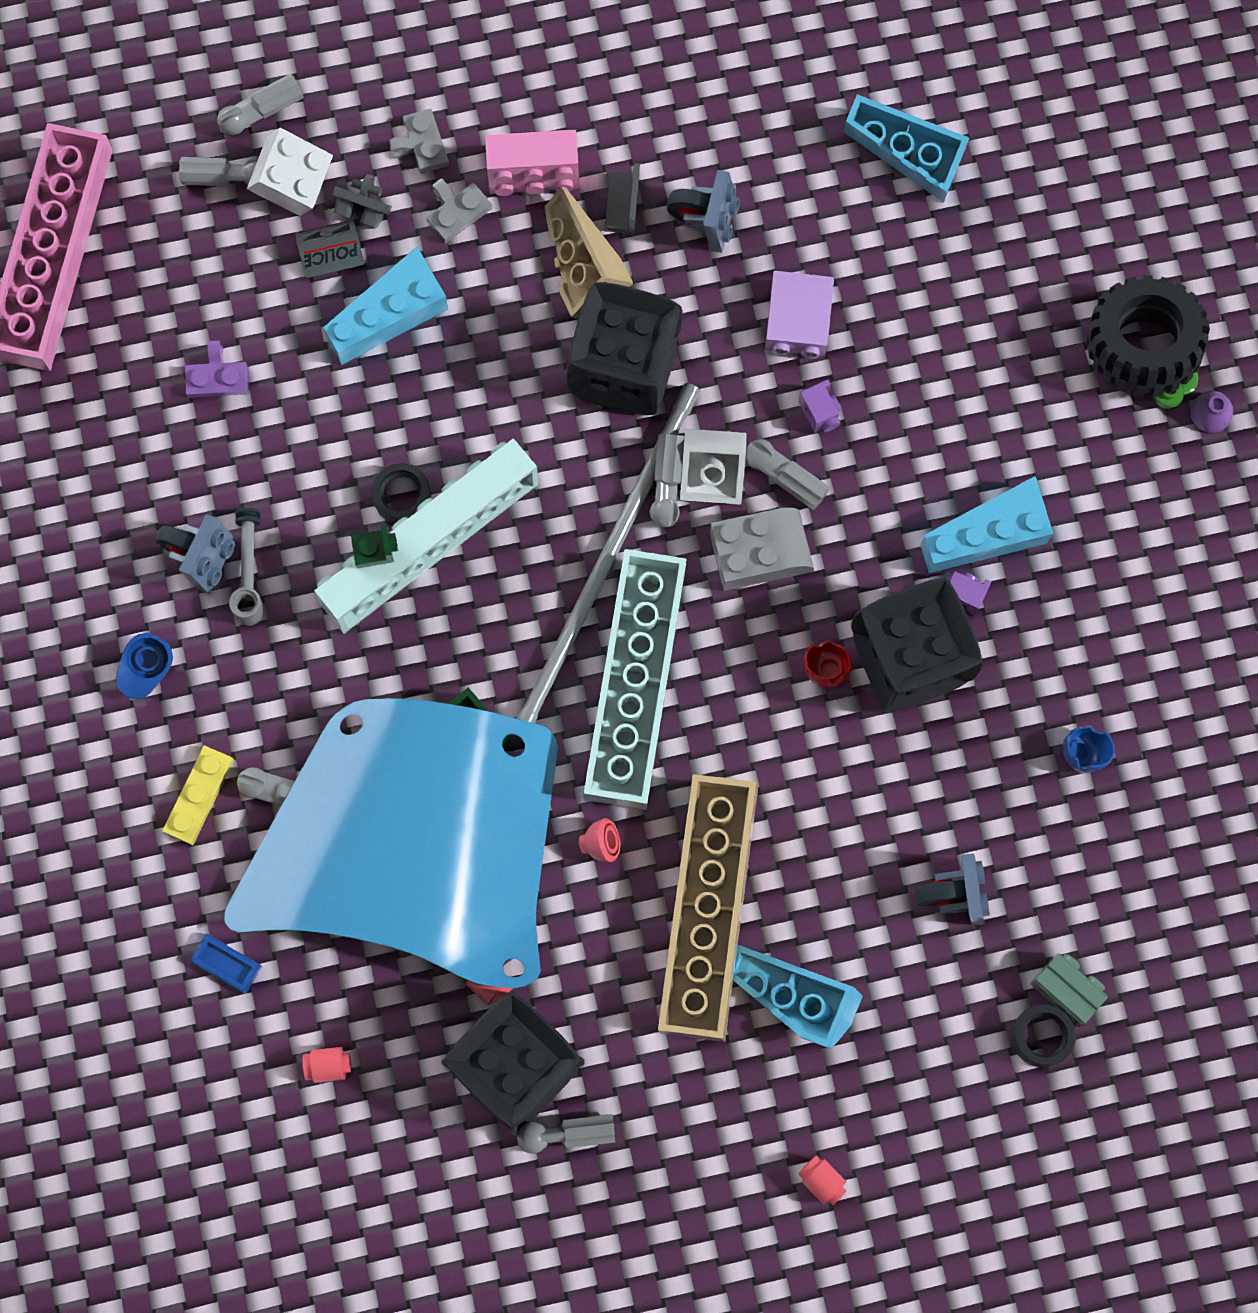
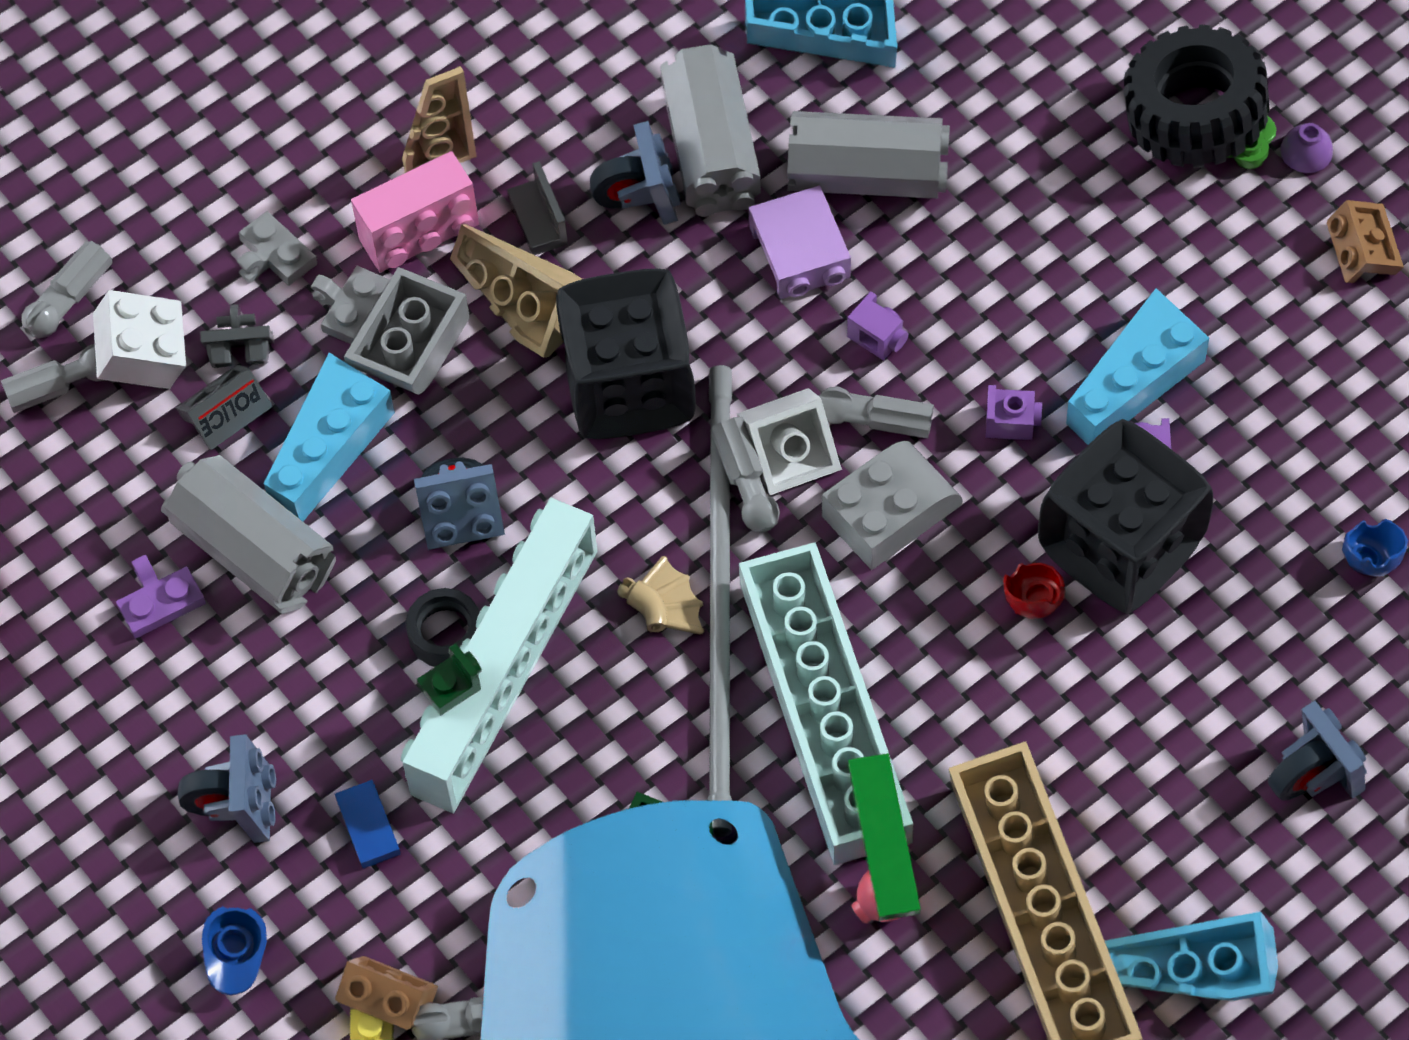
camera: 20 degrees left, 15 degrees down
(231, 744) = (383, 991): none -> medium nougat bracket
(248, 519) = (276, 735): light grey piece -> none
(280, 614) = (367, 824): none -> blue tile
(296, 359) = (249, 532): none -> light grey brick
(454, 402) = (458, 502): none -> sand blue plate
(482, 256) = (409, 331): none -> light grey brick
(566, 544) = (664, 599): none -> tan arm
(578, 105) = (441, 122): none -> tan wedge
(620, 804) = (884, 837): none -> green tile
(777, 195) = (710, 130): none -> light grey brick
(874, 526) = (1012, 414): none -> medium lavender brick
(881, 268) = (868, 154): none -> light grey brick
(1213, 506) = (1363, 240): none -> medium nougat bracket

